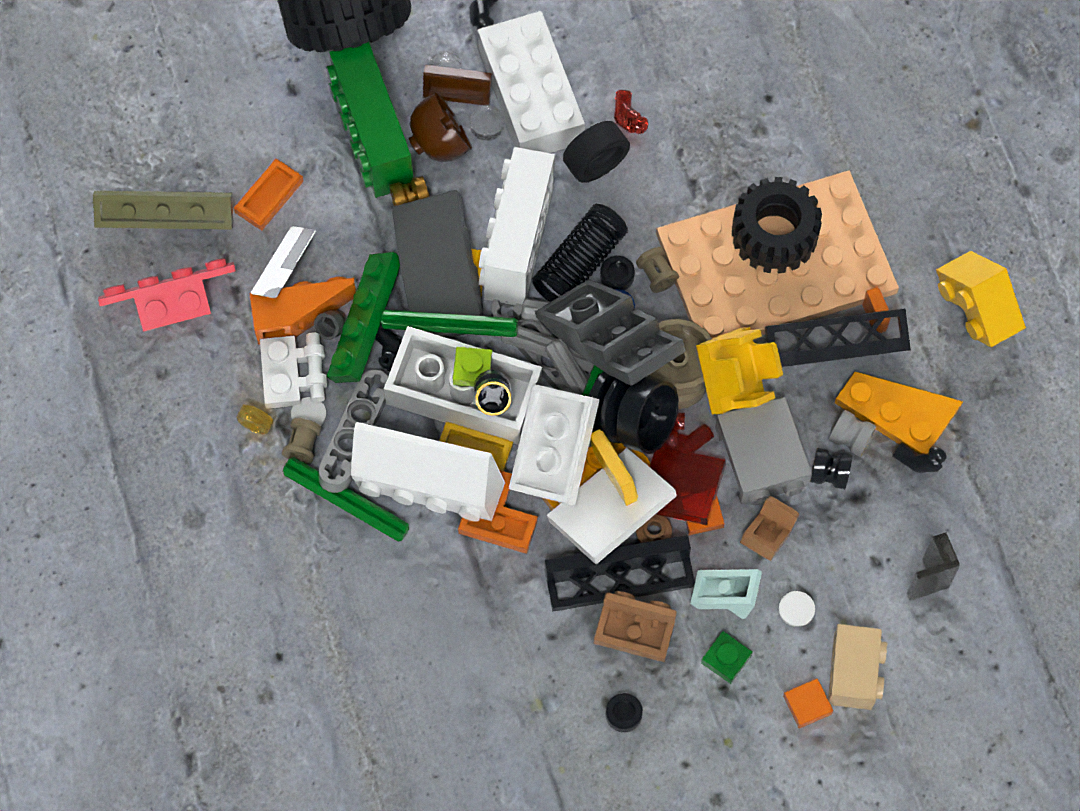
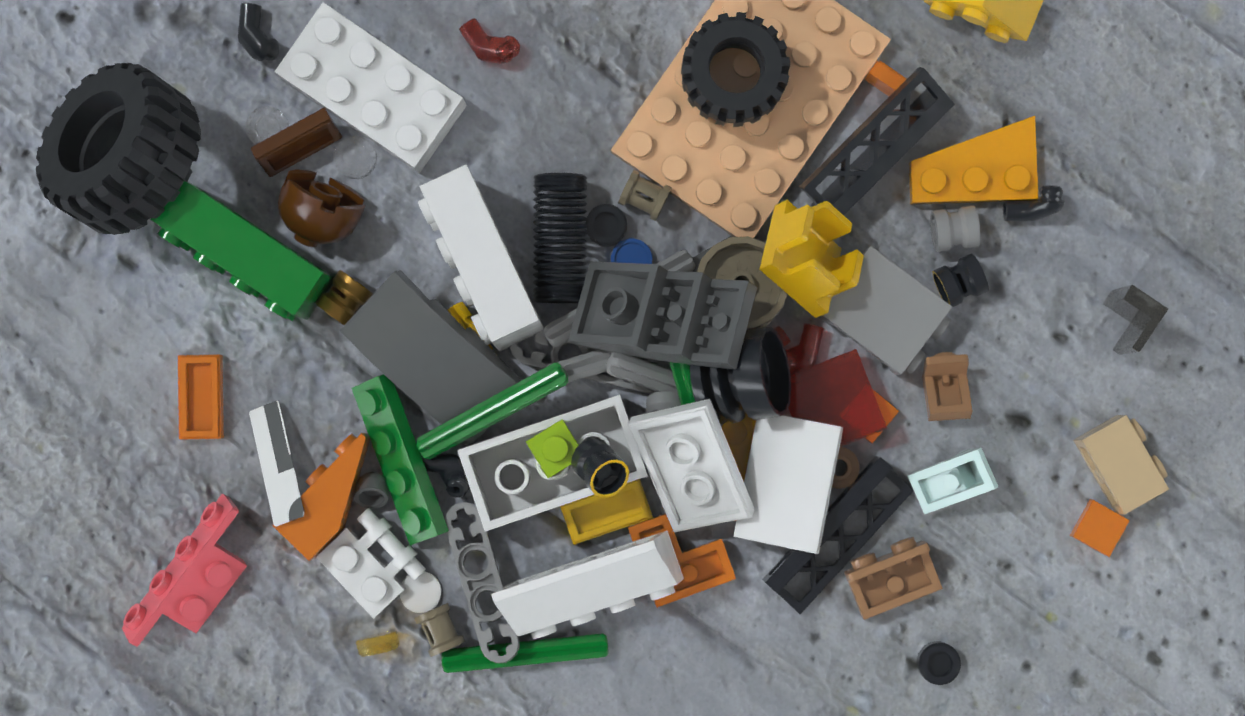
camera: 35 degrees left, 20 degrees up
(163, 210) = (112, 496): olive plate -> none
(596, 151) = (494, 116): black tyre -> none
(614, 467) = (767, 449): yellow tile -> none
(726, 657) = (993, 539): green plate -> none
(796, 608) = (1022, 441): white piece -> none

